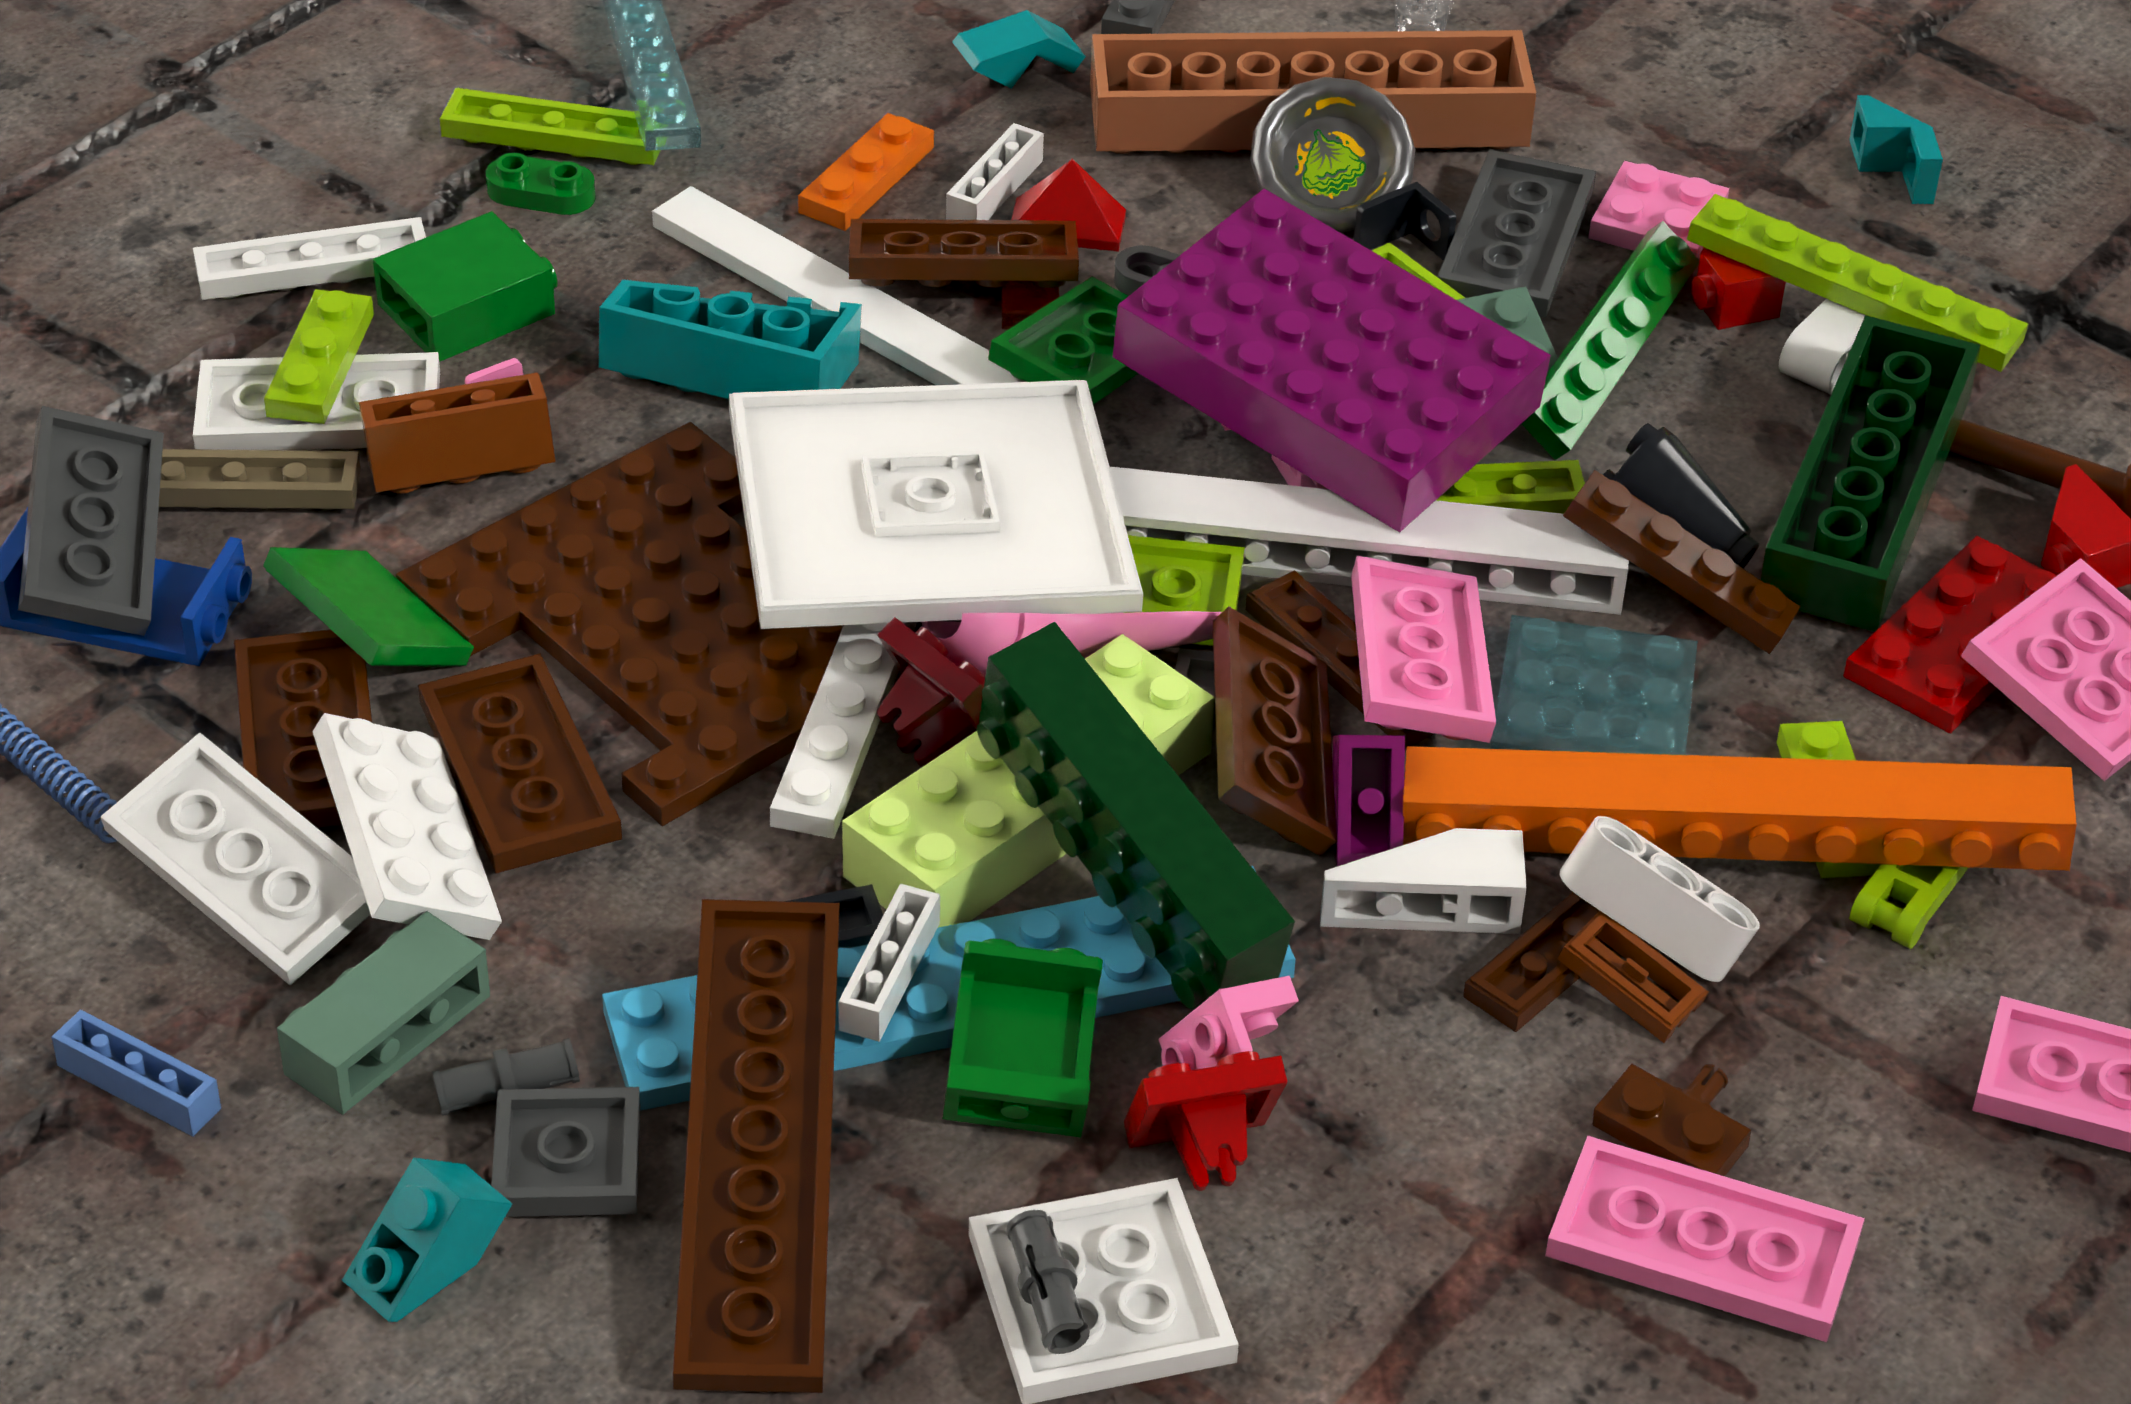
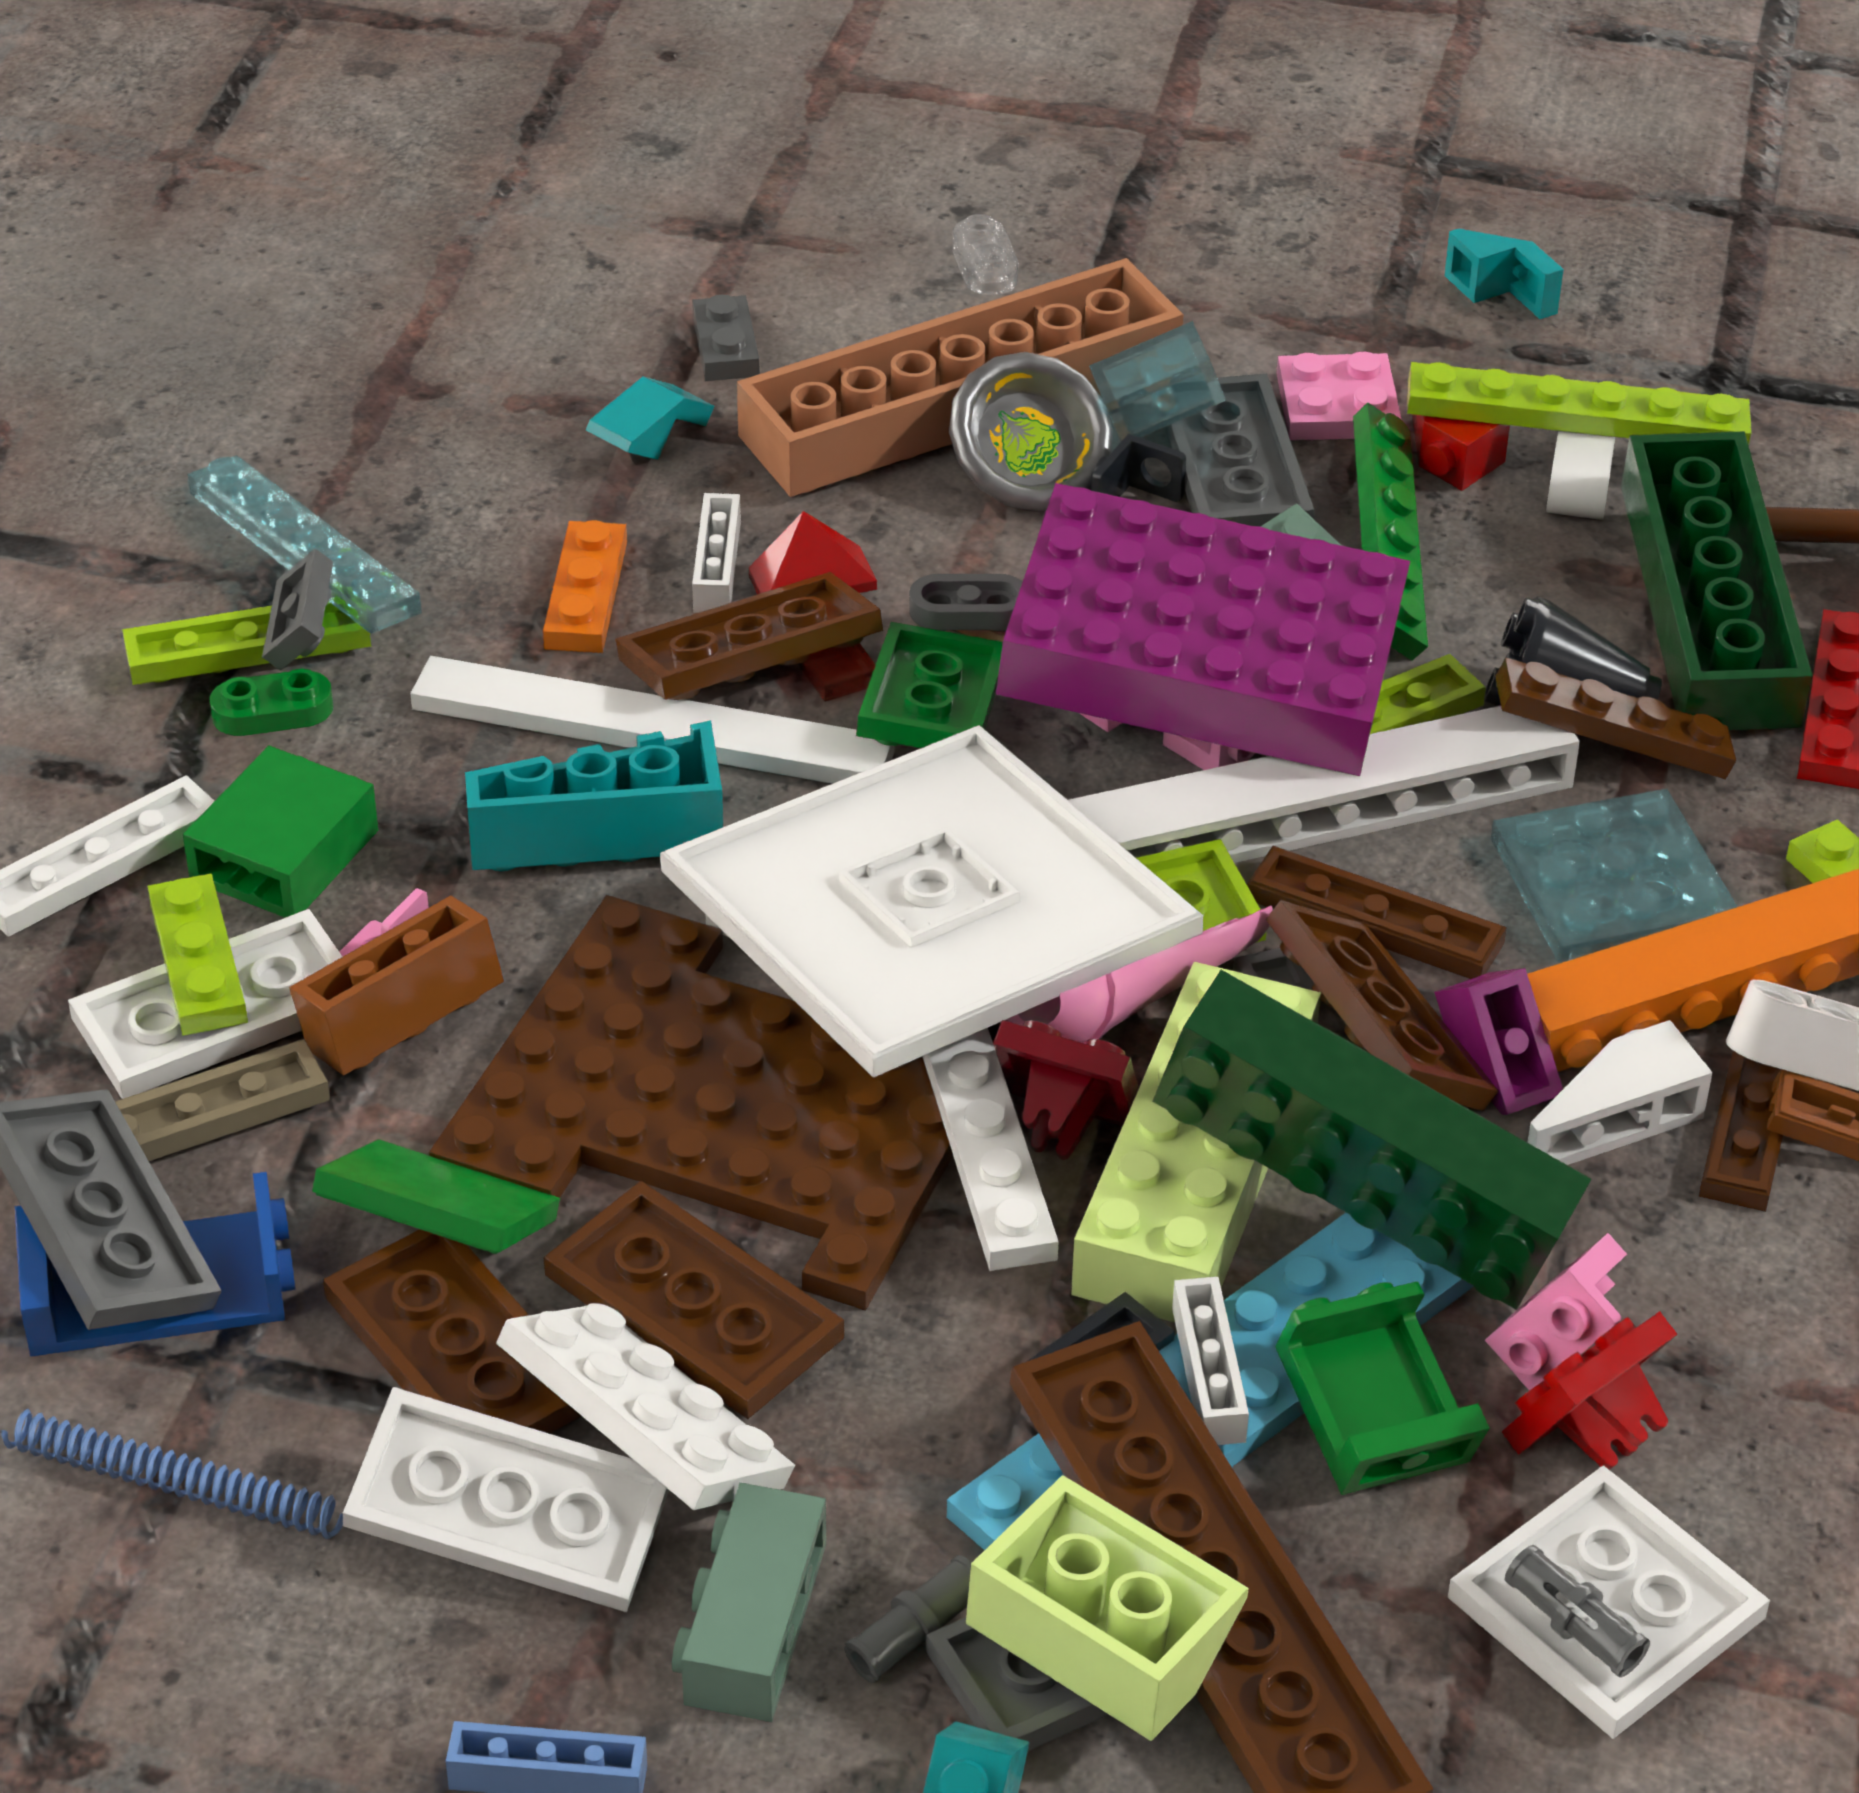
camera: 25 degrees left, 0 degrees up
(606, 102) = (298, 610): none -> dark grey plate
(630, 1113) = (1103, 1606): none -> yellowish green slope
(1422, 650) = (1451, 881): bright pink plate -> none
(1475, 146) = (1158, 382): none -> clear light blue brick

